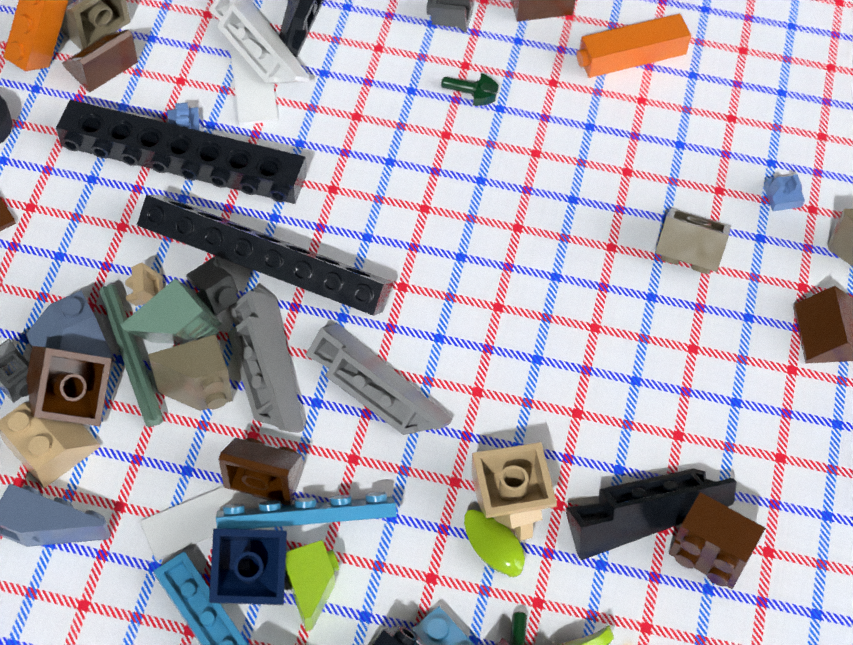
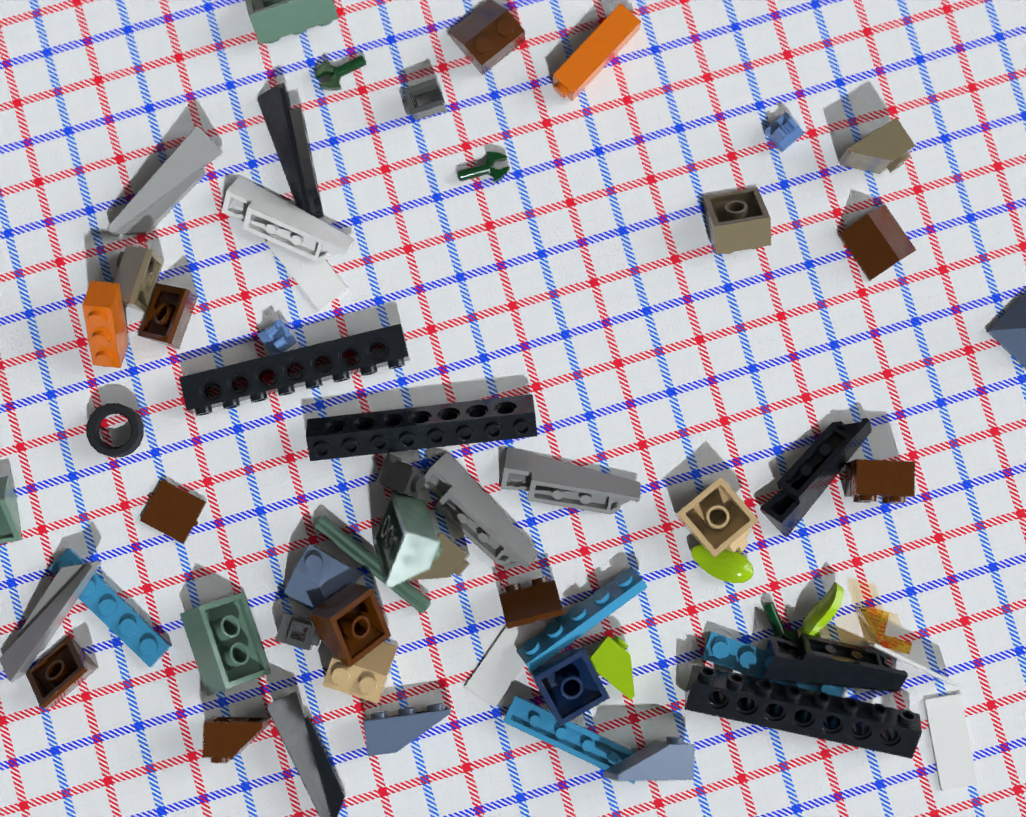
camera: 25 degrees left, 25 degrees up
(144, 283) = (348, 503): tan tile -> none

